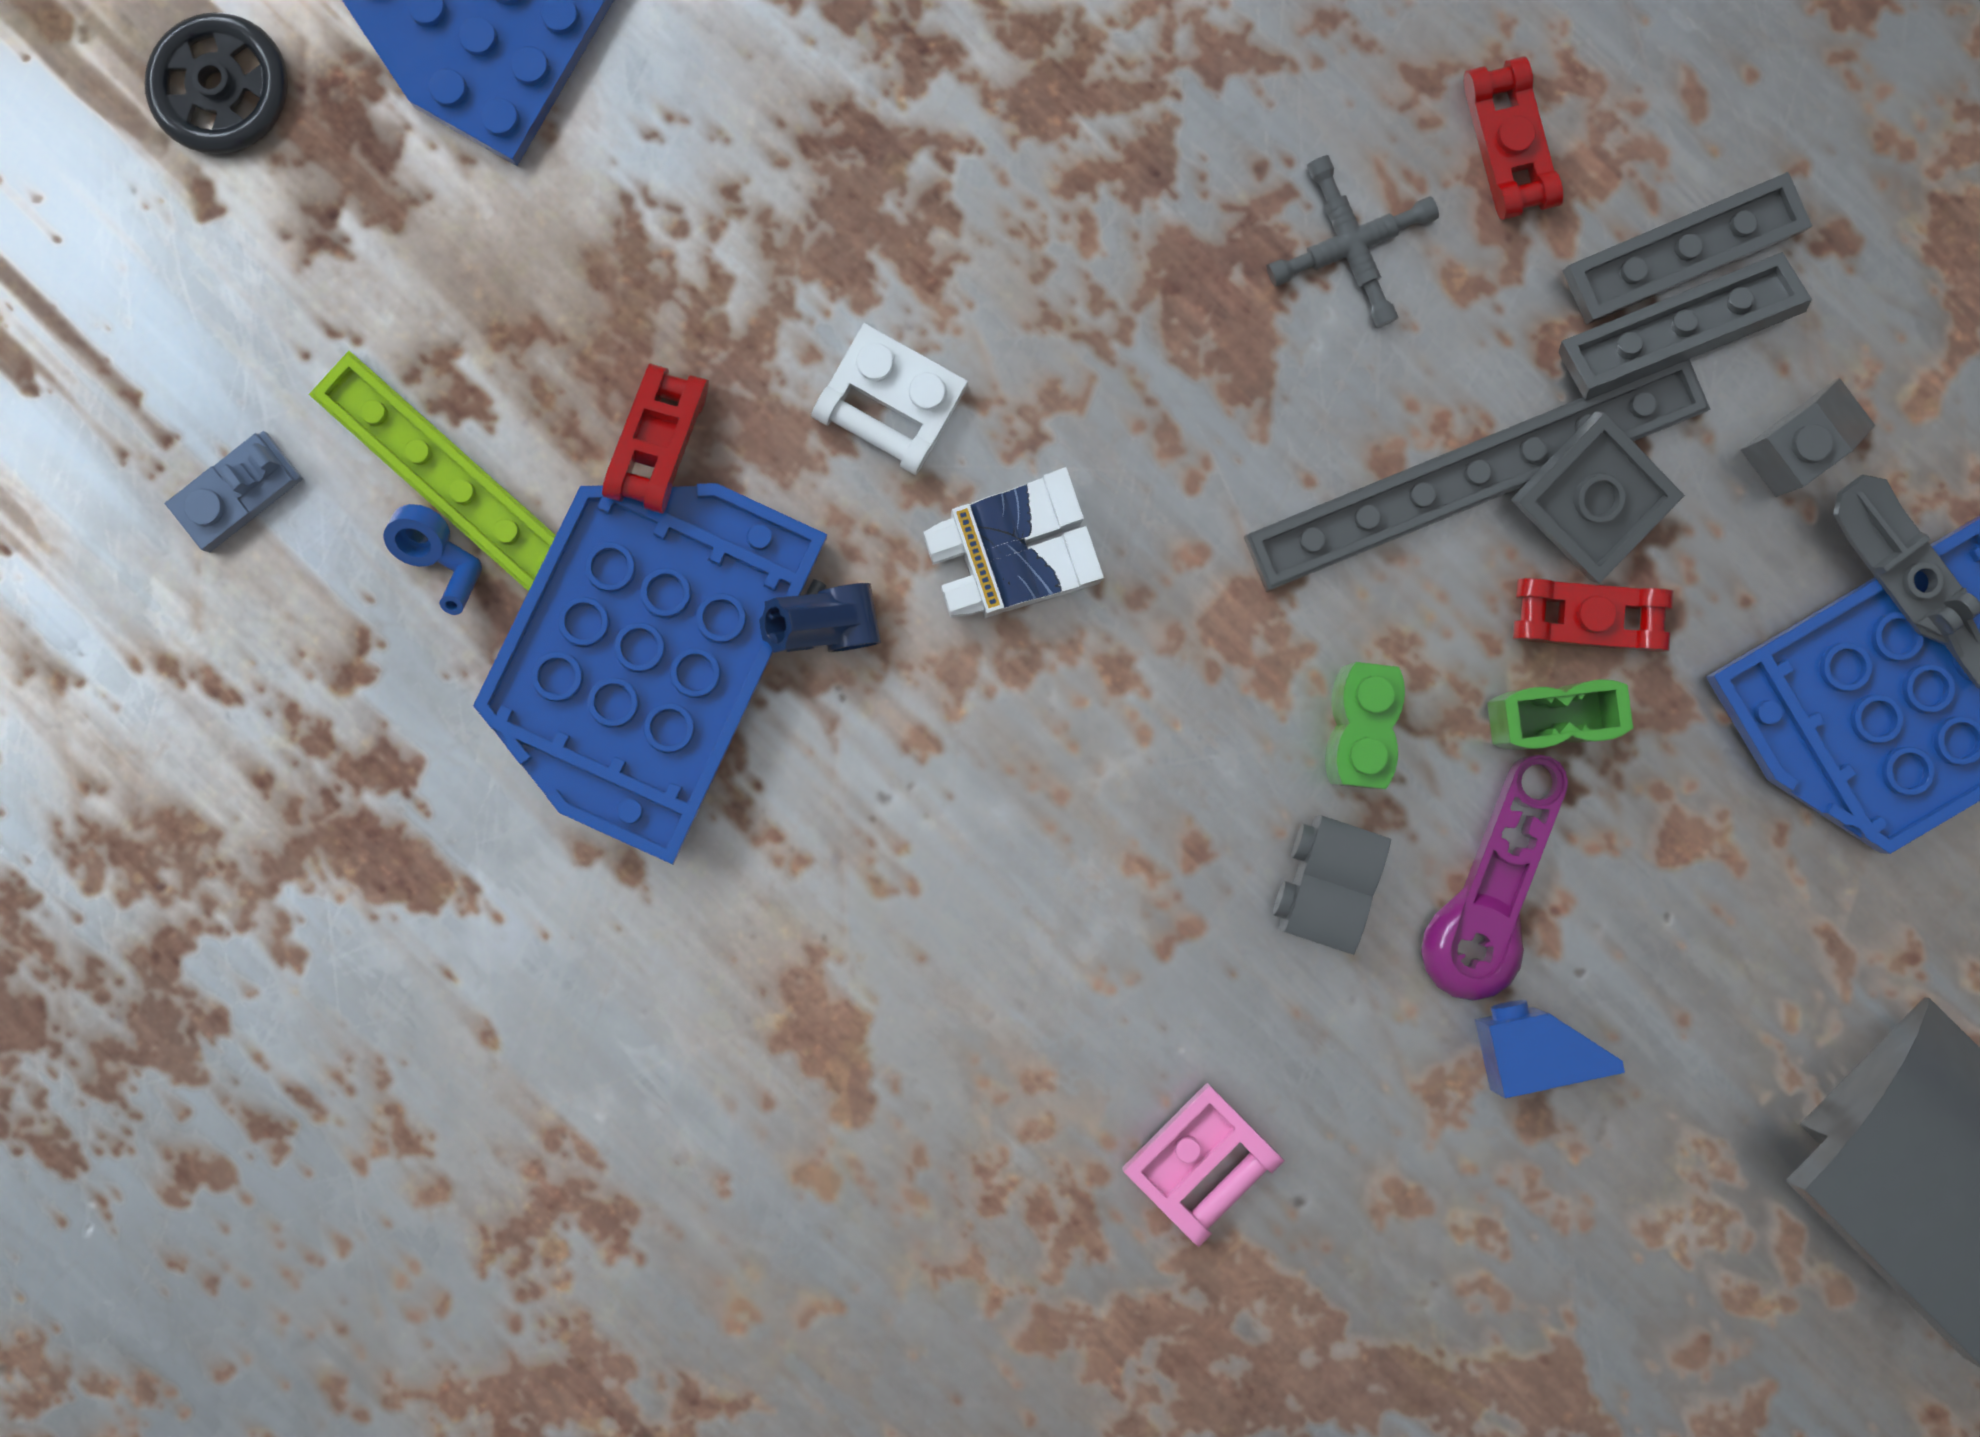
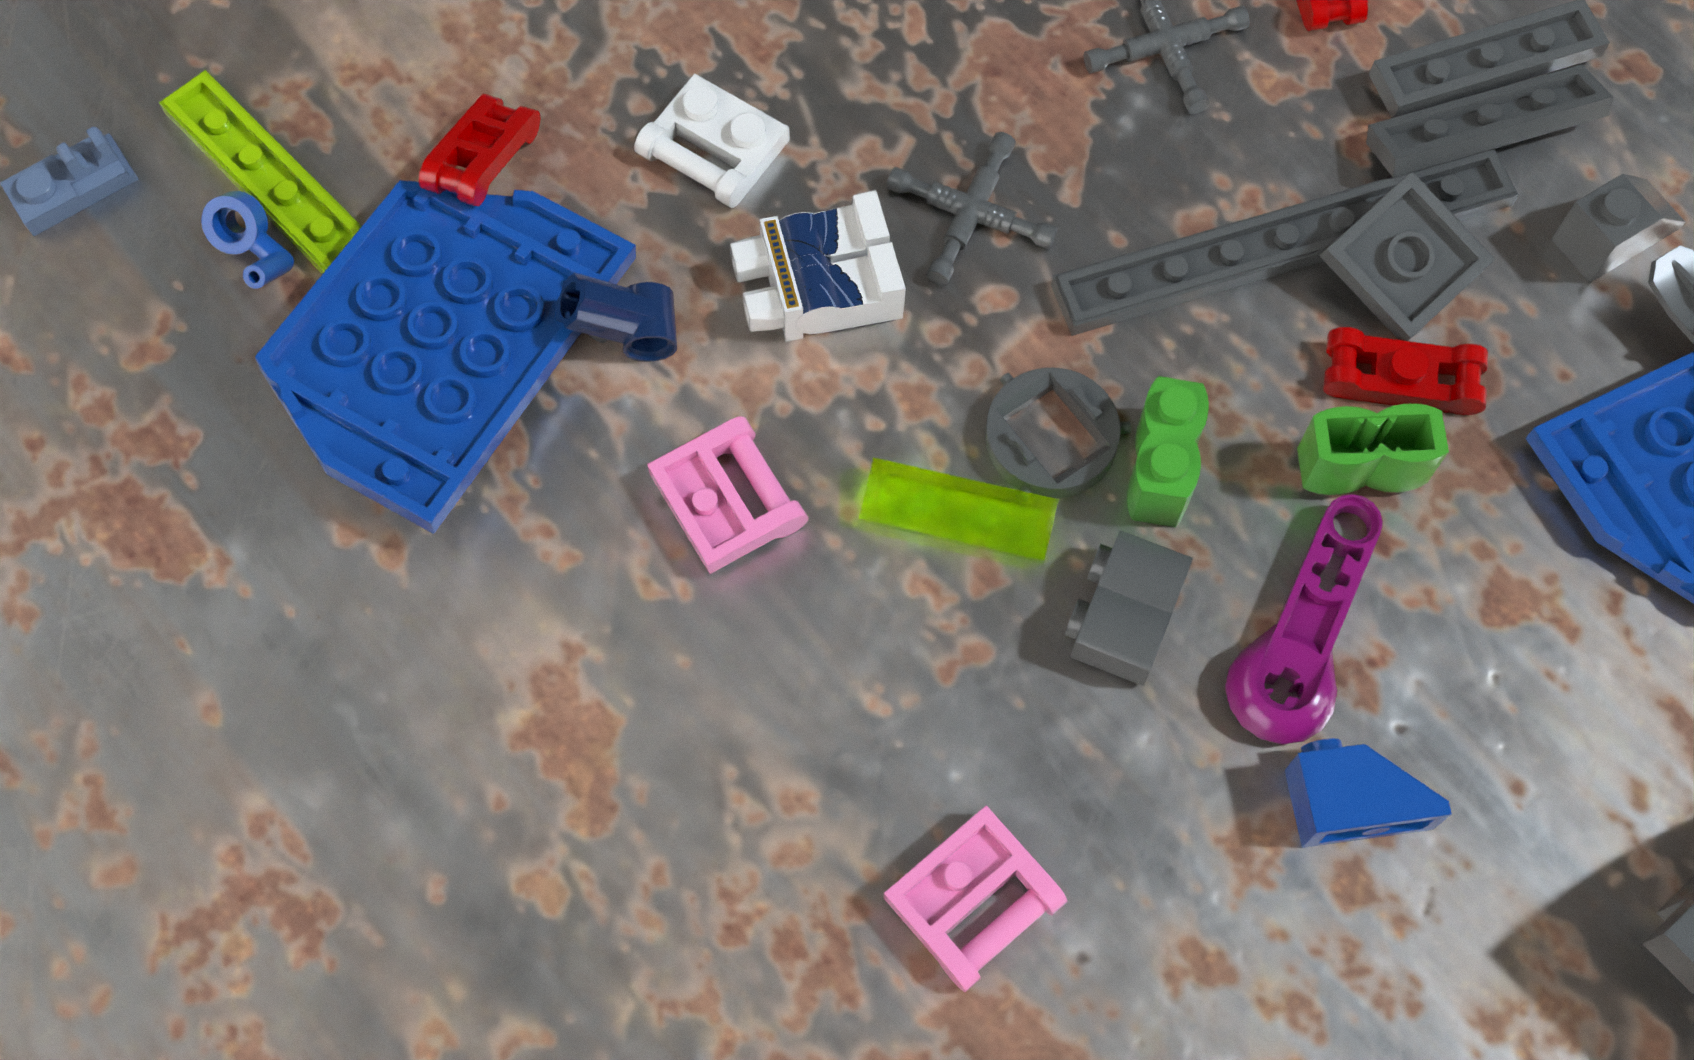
camera: 10 degrees right, 20 degrees down
(929, 806) = (710, 505): none -> bright pink plate
(1160, 458) = (971, 208): none -> dark grey piece
(1167, 793) = (958, 510): none -> clear neon green tile
(1288, 673) = (1087, 403): none -> dark grey piece

